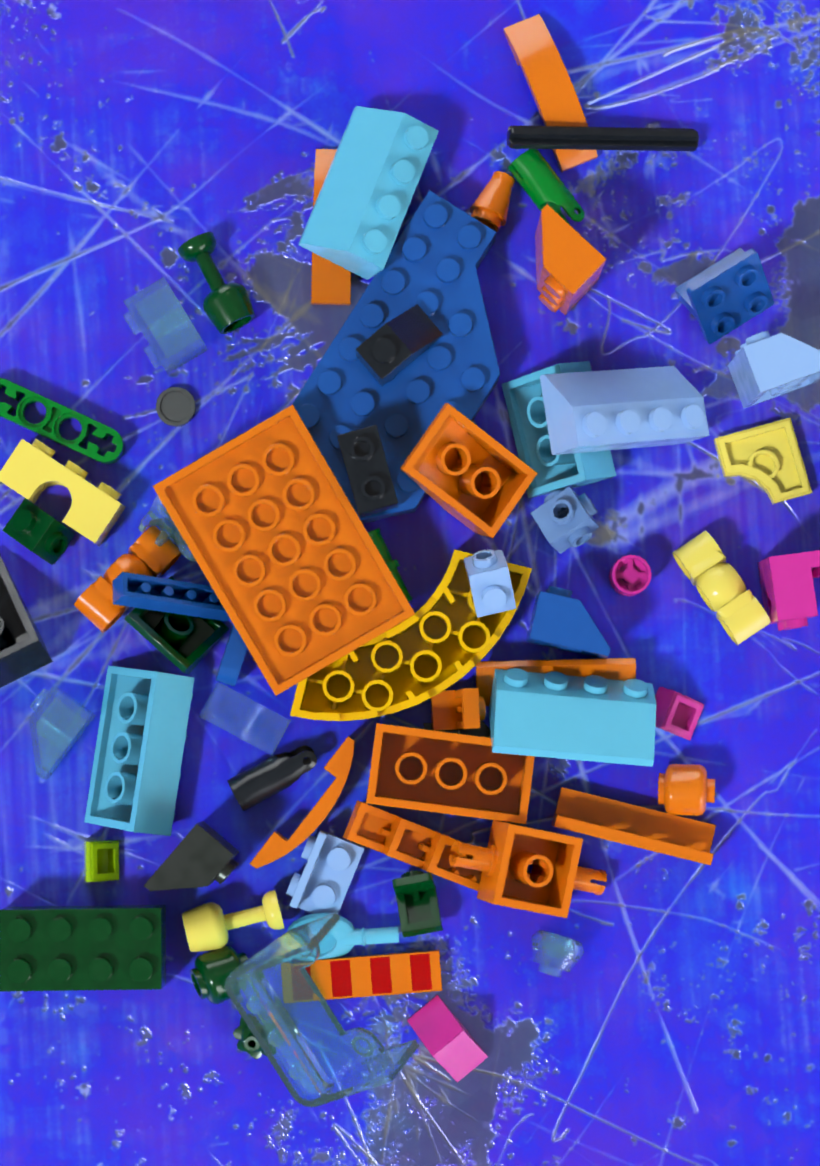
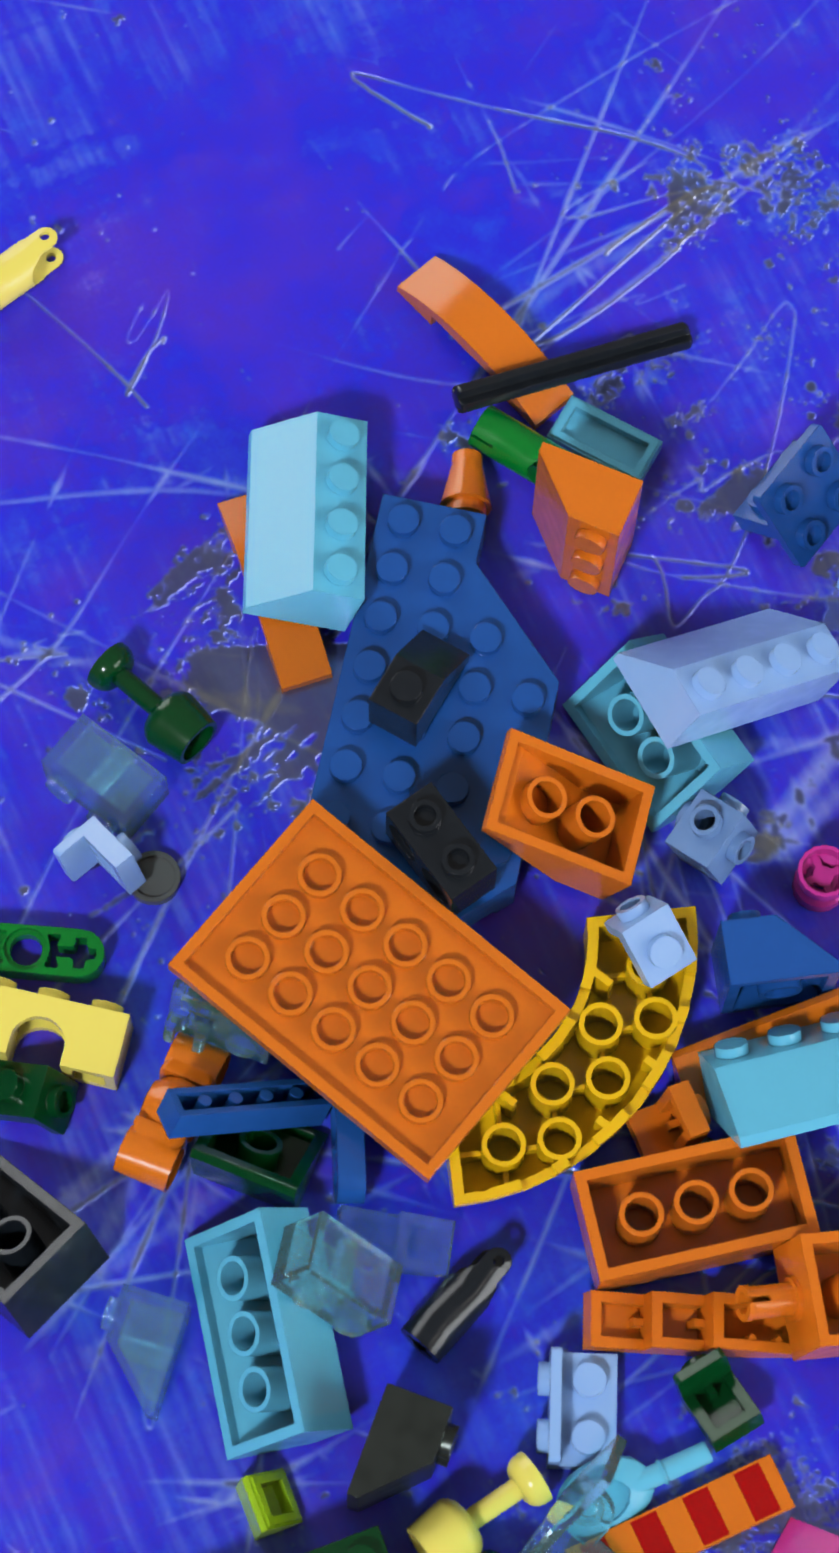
camera: 20 degrees left, 15 degrees down
(140, 370) = (96, 844): none -> light blue bracket
(194, 734) = (337, 1275): none -> clear light blue brick
(277, 844) = (505, 1389): orange slope -> none
(605, 200) = (604, 438): none -> medium azure tile

